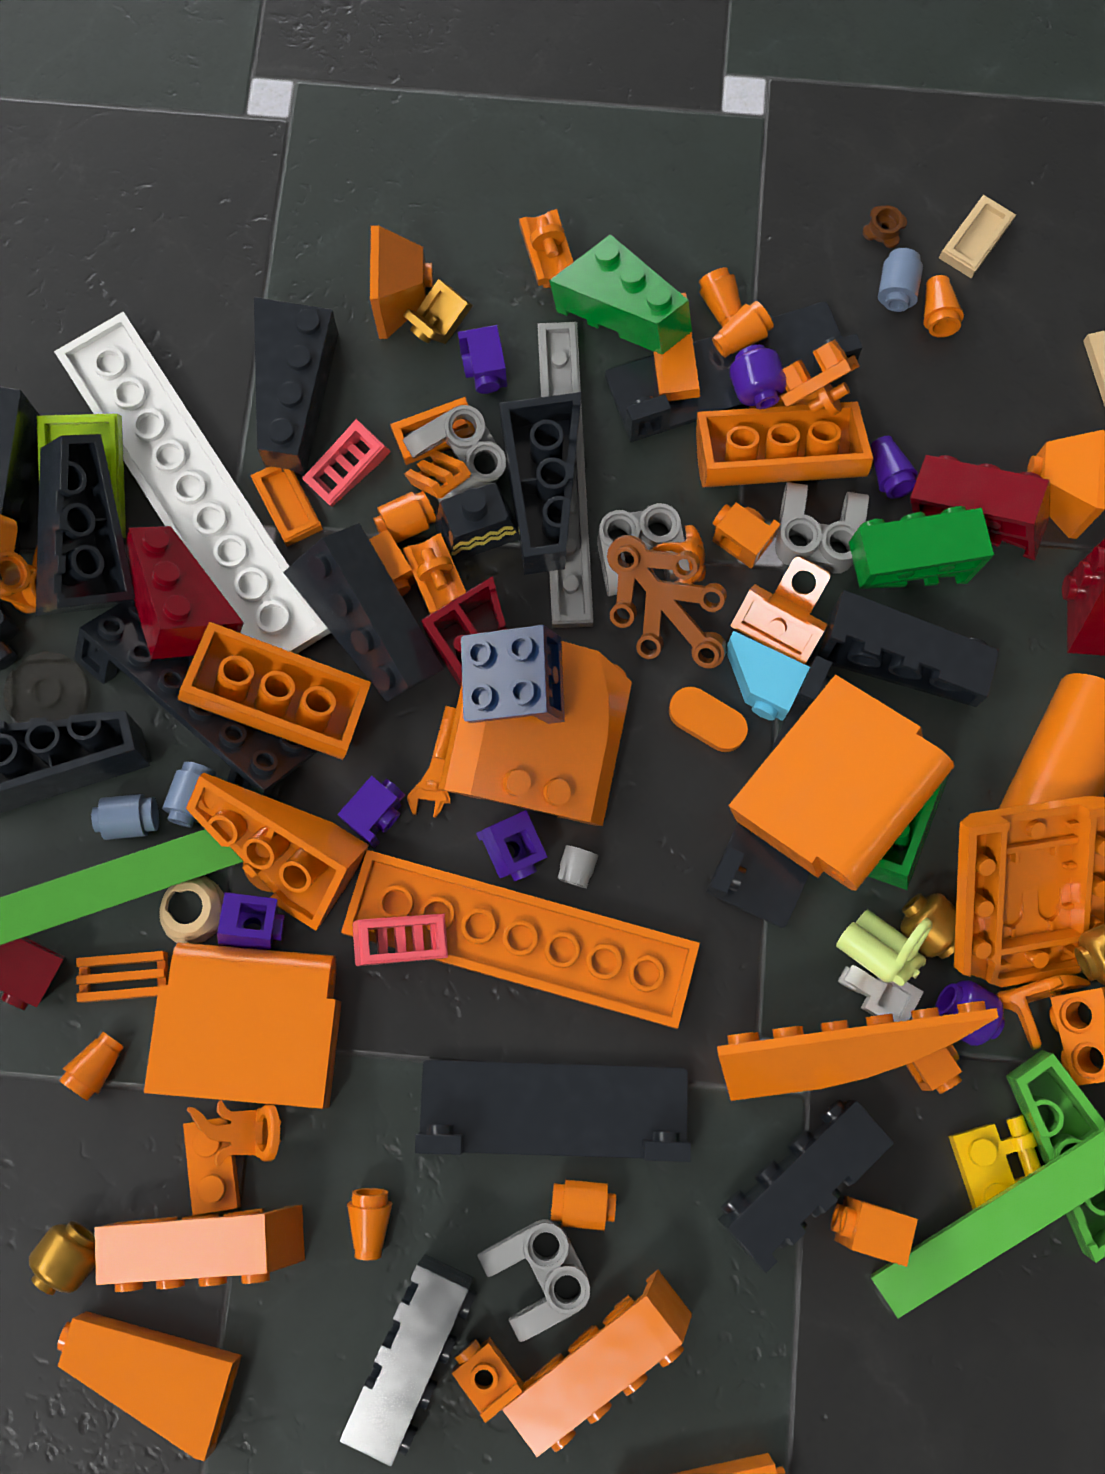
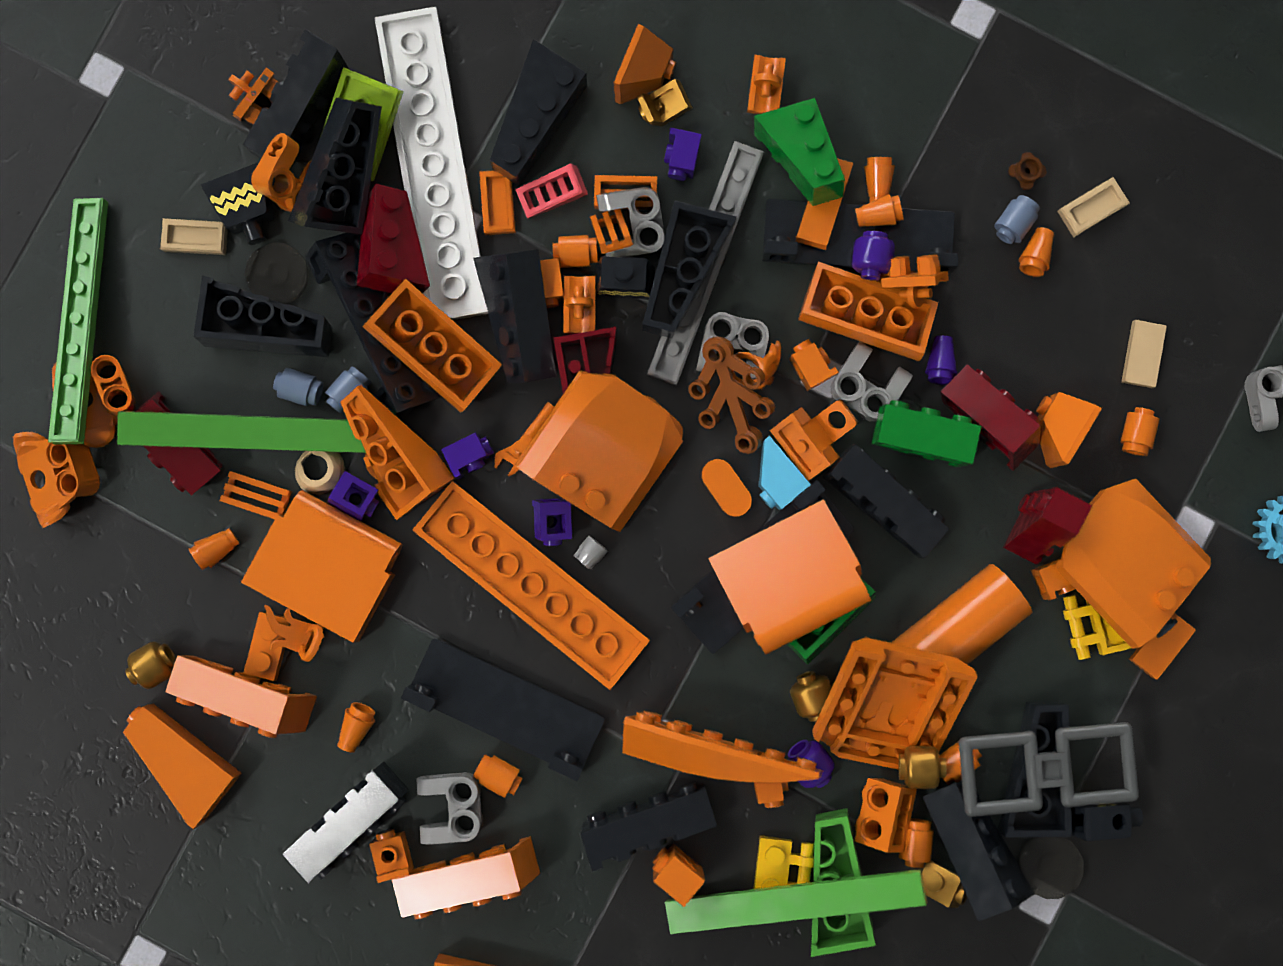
camera: 30 degrees right, 10 degrees up
(362, 947) = (422, 544): coral slope -> none
(513, 675) = (596, 410): bracket -> none
(882, 996) = (759, 728): white plate -> none
(884, 948) = (771, 697): yellowish green piece -> none
(1018, 999) = (846, 768): orange piece -> none

